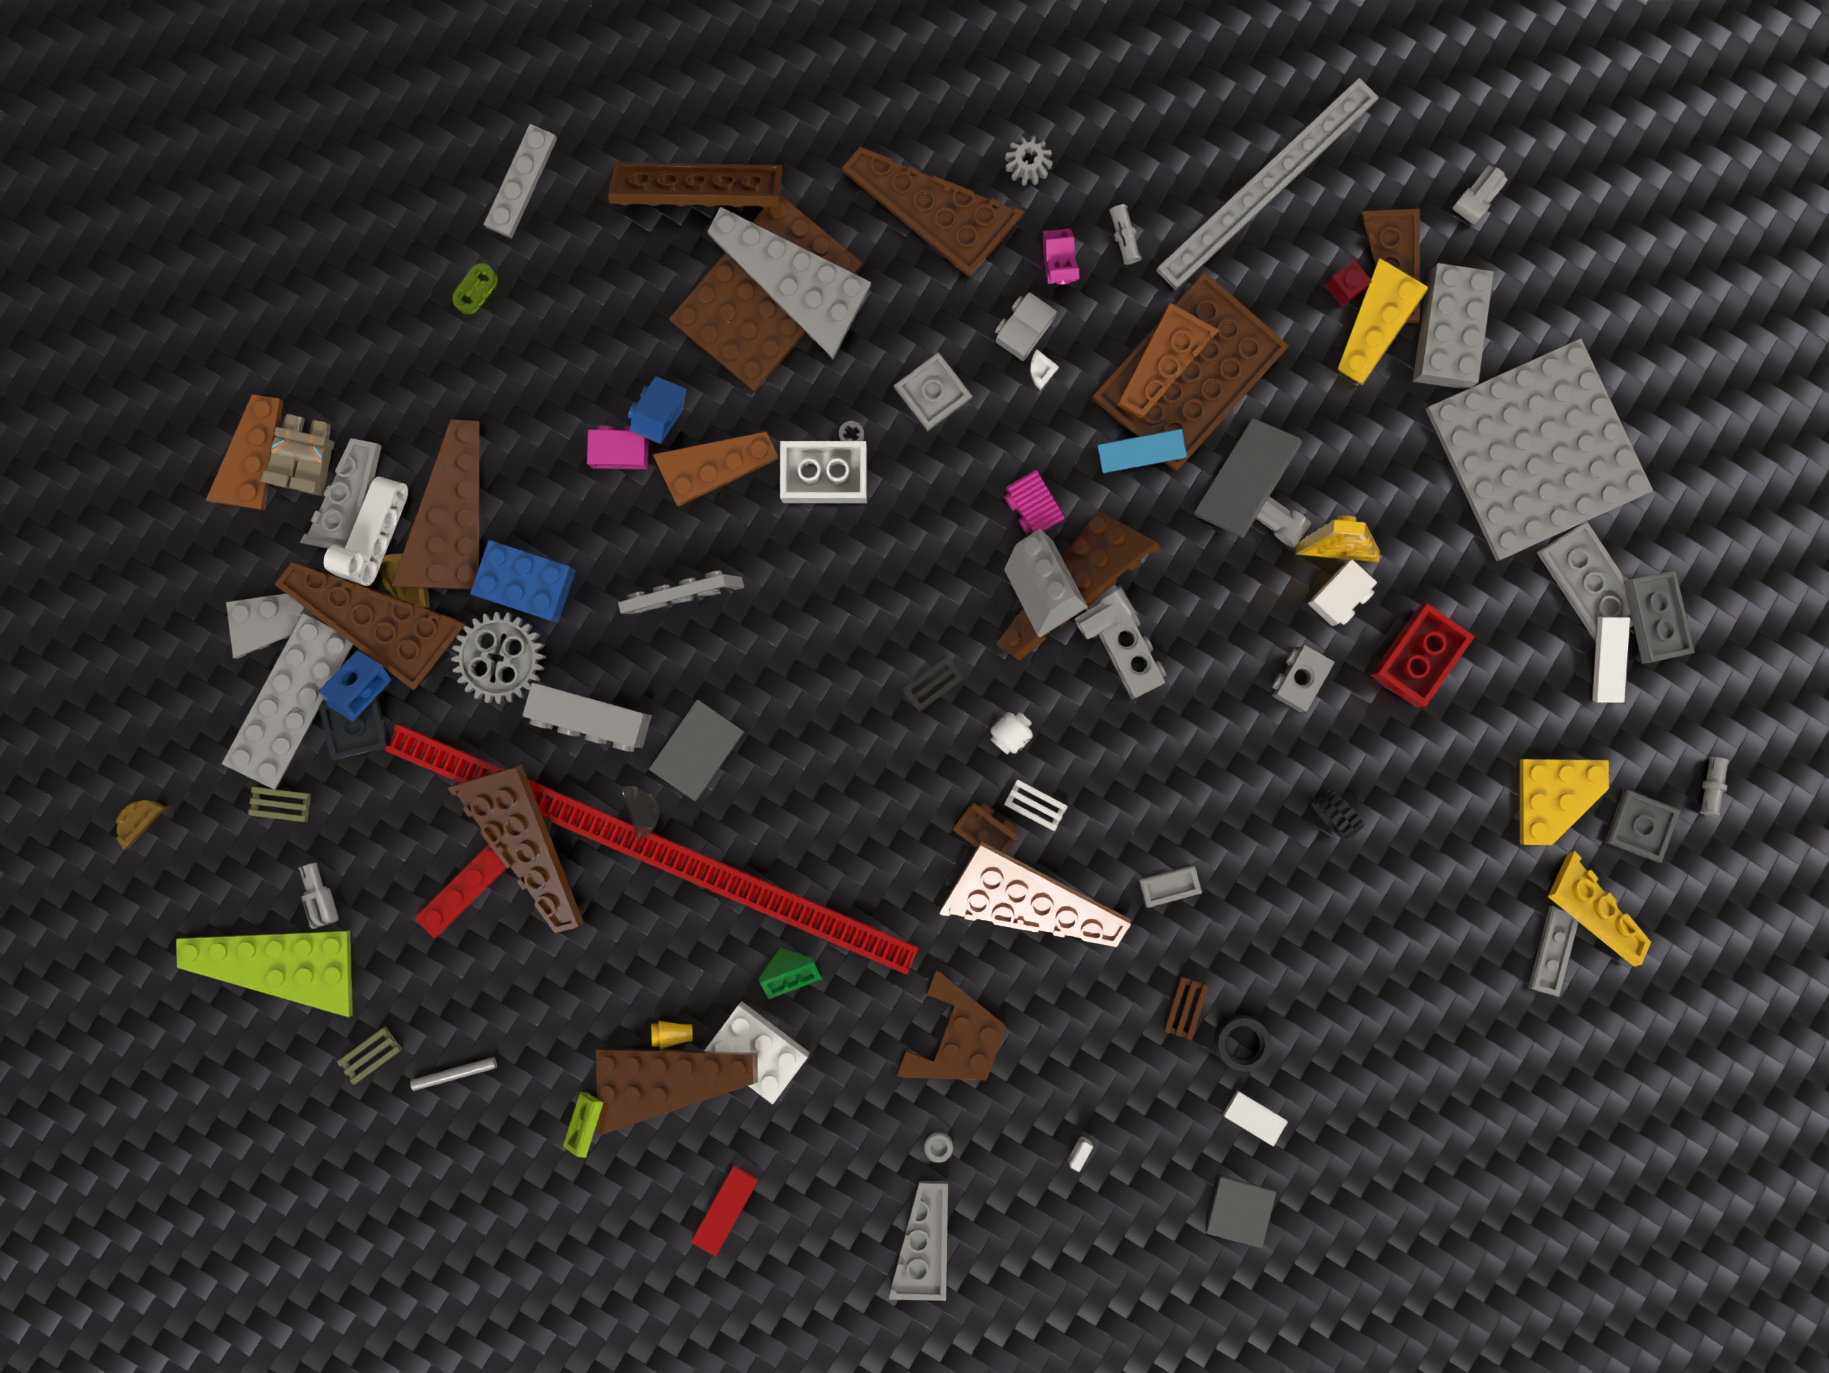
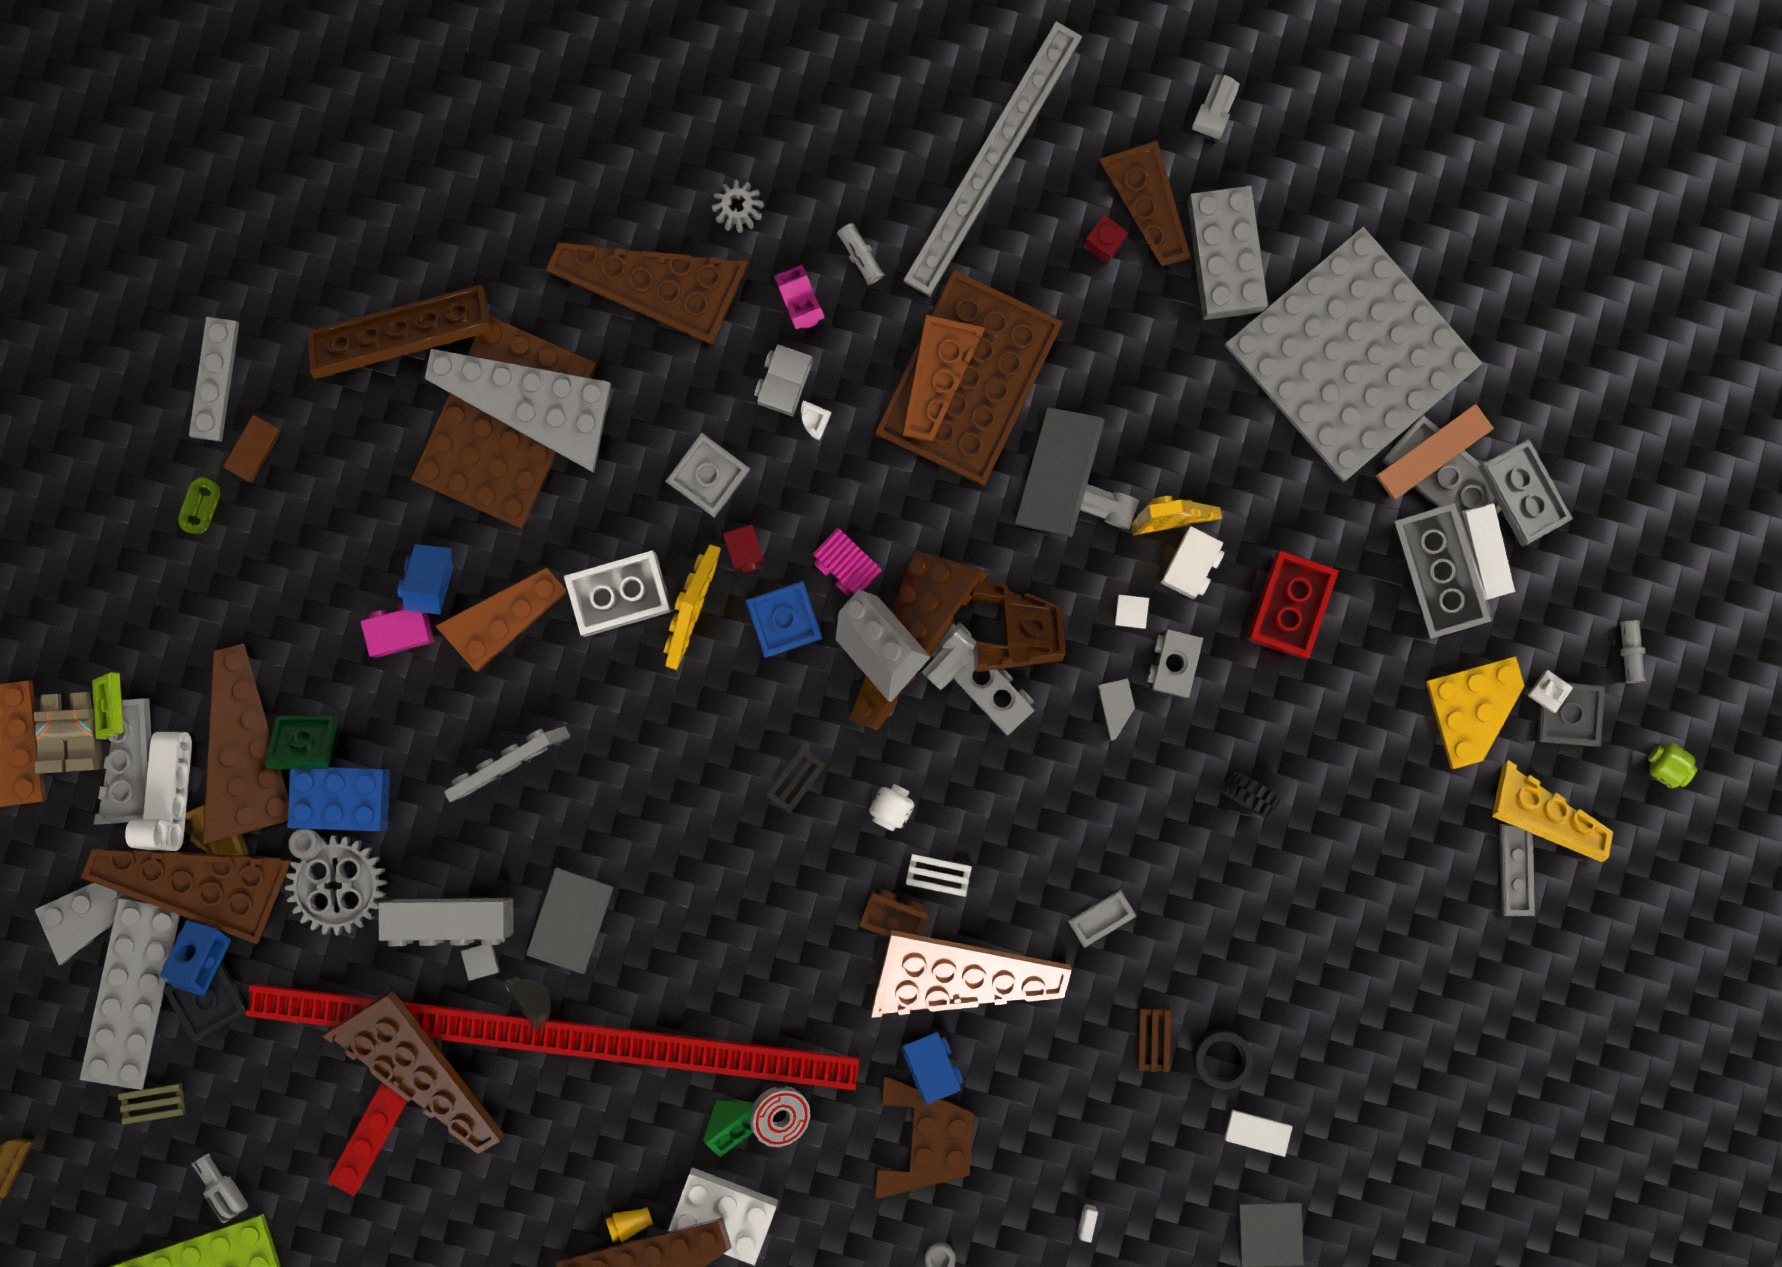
camera: 15 degrees left, 0 degrees up
(342, 440) = (107, 705): none -> lime tile
(481, 613) = (305, 843): none -> light grey tile
(504, 522) = (301, 742): none -> dark green tile
(536, 252) = (252, 448): none -> reddish brown tile
(606, 762) = (480, 961): none -> light grey tile
(839, 991) = (791, 1127): none -> light grey tile
(853, 426) = (635, 535): light grey bush -> none
(884, 500) = (690, 605): none -> yellow plate
(947, 465) = (744, 549): none -> dark red brick
(963, 538) = (784, 619): none -> blue tile
(981, 975) = (932, 1068): none -> blue brick
(1142, 450) = (942, 475): dark azure tile -> none
(1181, 611) = (1030, 629): none -> reddish brown wing
(1238, 700) = (1116, 704): none -> light grey tile
(1275, 621) = (1131, 611): none -> white tile
(1382, 315) = (1150, 263): yellow wing -> none
(1568, 664) = (1443, 570): none -> light grey brick
(1588, 556) = (1434, 452): none -> nougat tile
(1631, 800) = (1550, 691): none -> white tile
(1721, 898) = (1672, 765): none -> lime head

